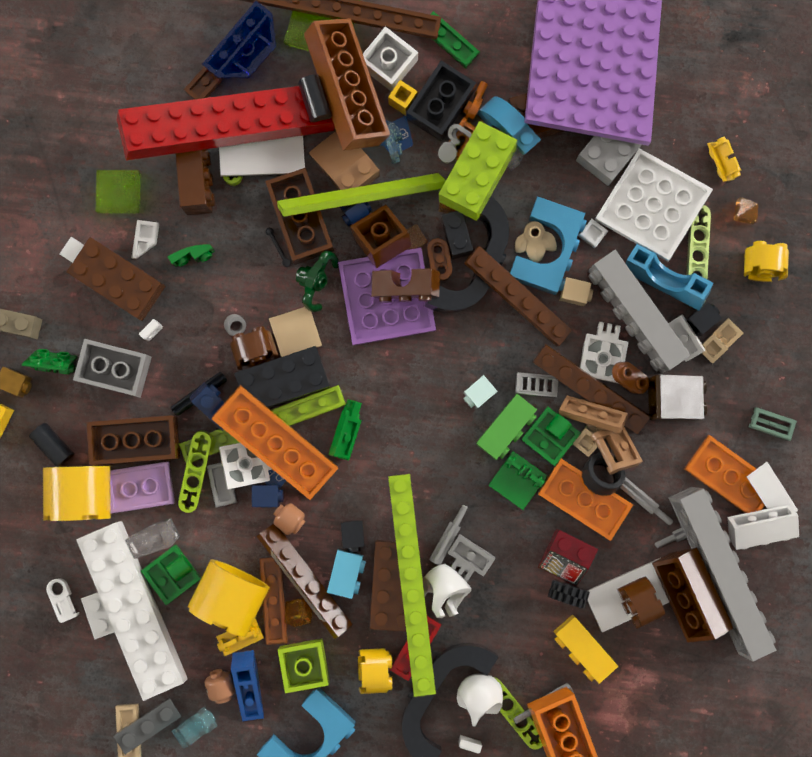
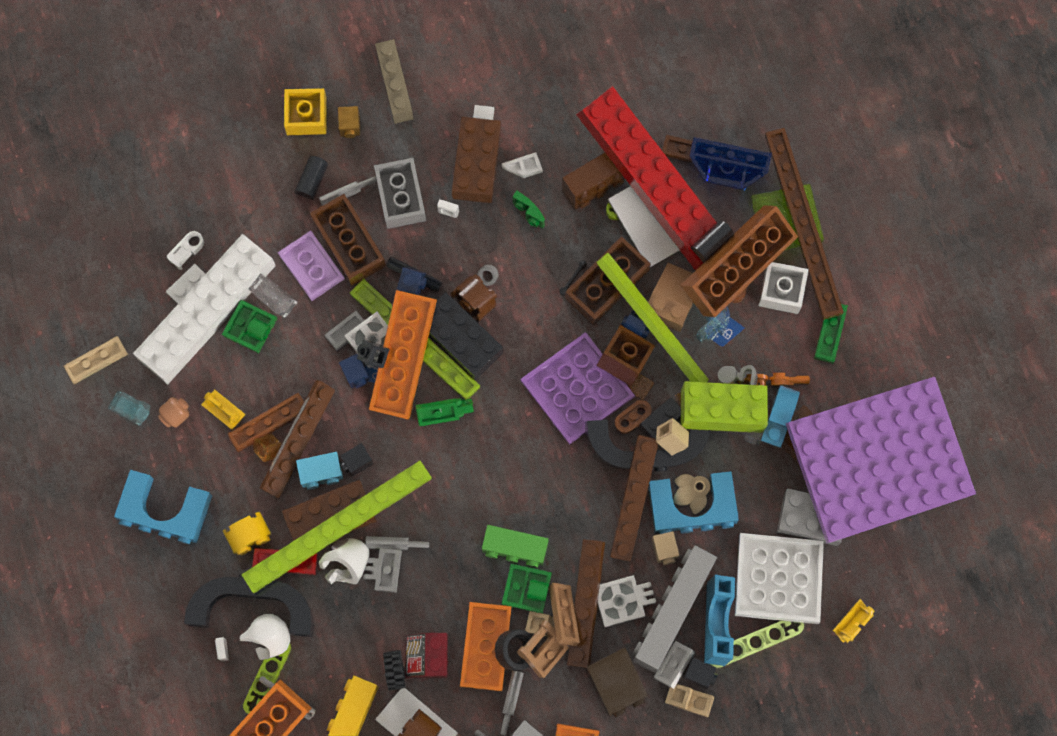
camera: 65 degrees right, 10 degrees down
(47, 361) = (380, 142): green hinge -> none
(76, 493) = (281, 214): yellow brick -> none
(83, 417) = (348, 190): none -> light grey axle
(117, 191) = (552, 125): clear neon green plate -> none
(147, 725) = (113, 369): dark grey plate -> none
(192, 470) = (347, 306): lime beam -> none
(228, 598) = (252, 379): yellow brick -> none
(247, 685) = (185, 434): blue slope -> none
(256, 475) = (367, 352): none -> black brick
(289, 518) = (344, 399): nougat head -> none
(295, 331) = (508, 327): tan tile -> none
(303, 665) = (224, 472): lime brick -> none
(315, 279) = (560, 320): dark green piece -> none
(402, 97) = (756, 315): yellow brick -> none
(423, 285) = (598, 406): reddish brown arch -> none
(441, 100) = (771, 348): black brick -> none
(479, 392) = (533, 507): light aqua brick -> none
(482, 232) = (672, 436): none -> tan brick
(517, 480) = (473, 579): green hinge -> none
(519, 385) = (557, 538): light grey slope -> none
(593, 233) = (726, 539): white tile -> none
(634, 380) = (613, 634): dark orange plate -> none
(746, 211) = (819, 665): clear orange slope -> none
(766, 261) = (780, 703): yellow brick -> none

